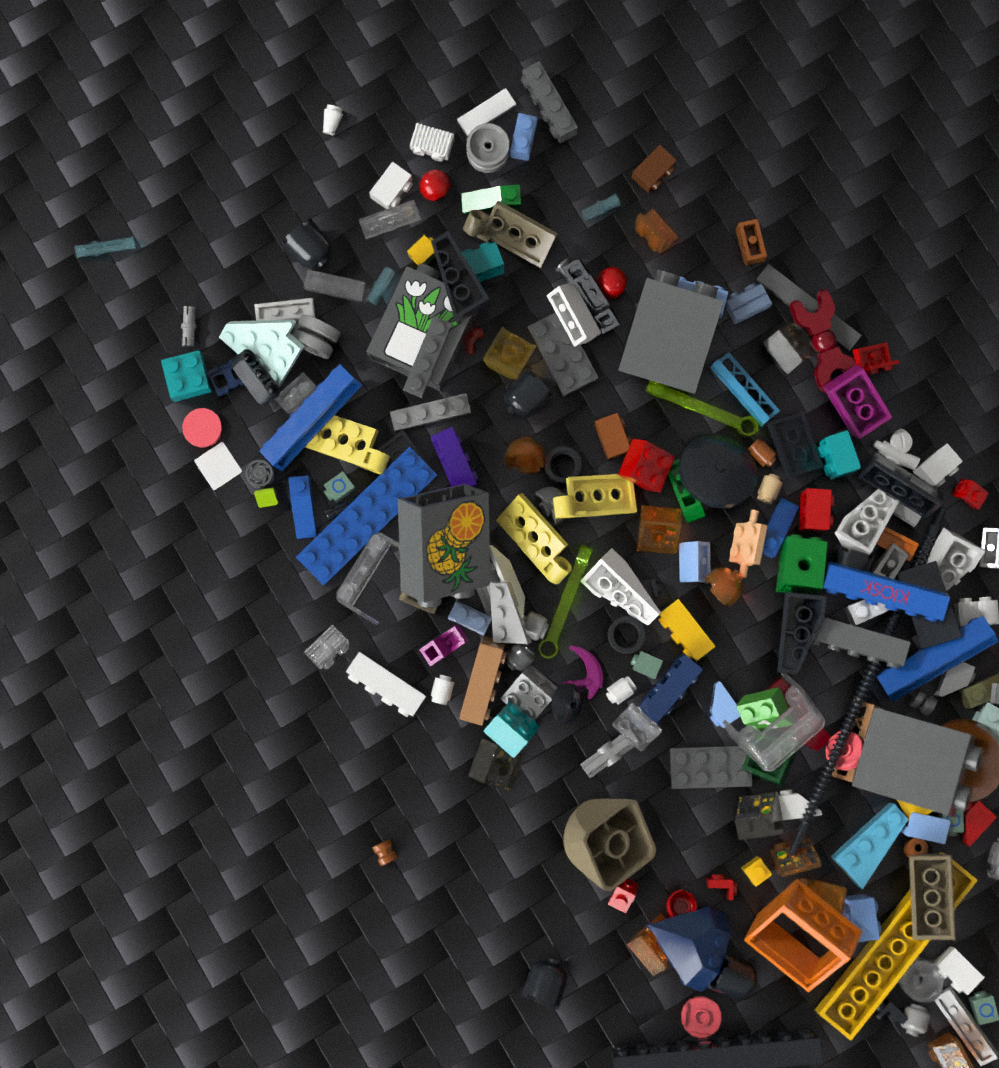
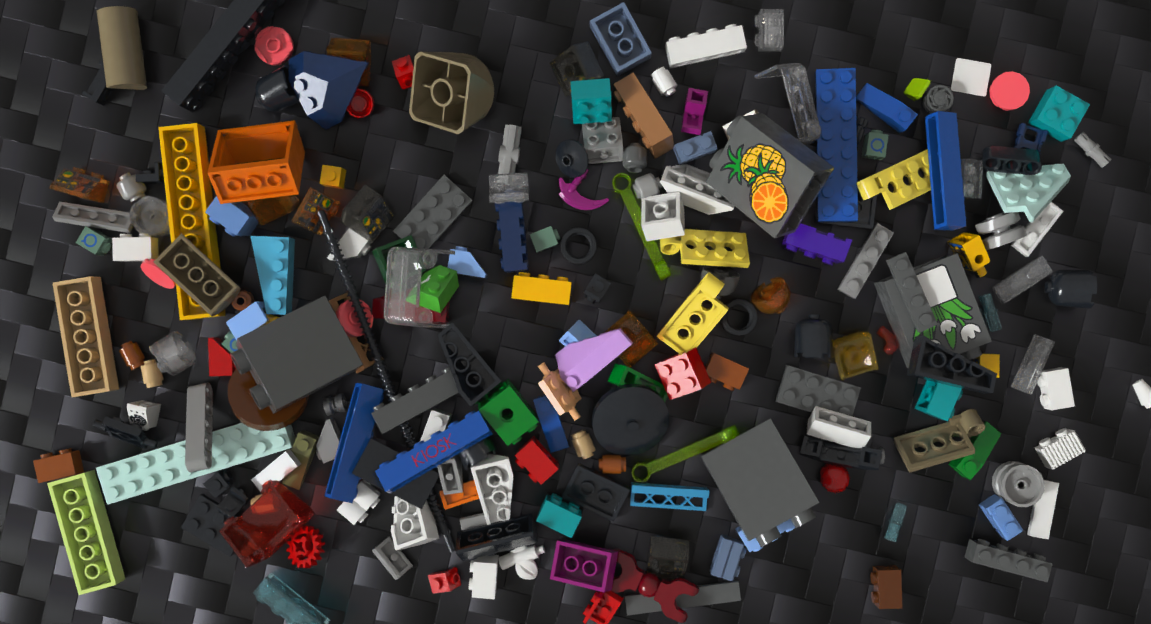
camera: 135 degrees right, 5 degrees up
(352, 342) = (971, 252): none -> yellow torso
(434, 185) = (1026, 420): red hair -> none
(443, 753) = (620, 39): none -> sand blue brick
(506, 619) = (671, 170): light grey wing -> none
(545, 592) = (663, 216): none -> white brick
(617, 583) = (620, 274): white wedge -> none
(621, 690) = (544, 204): white brick -> none
(655, 231) = (841, 544): clear orange bracket -> none
(701, 545) = (585, 358): none -> lavender wedge
(719, 881) = (350, 145): red bracket -> none
(725, 584) = (546, 346): clear orange cylinder -> none
(751, 242) = (768, 603): dark orange brick -> none
(962, 937) = (156, 274): none -> coral tile

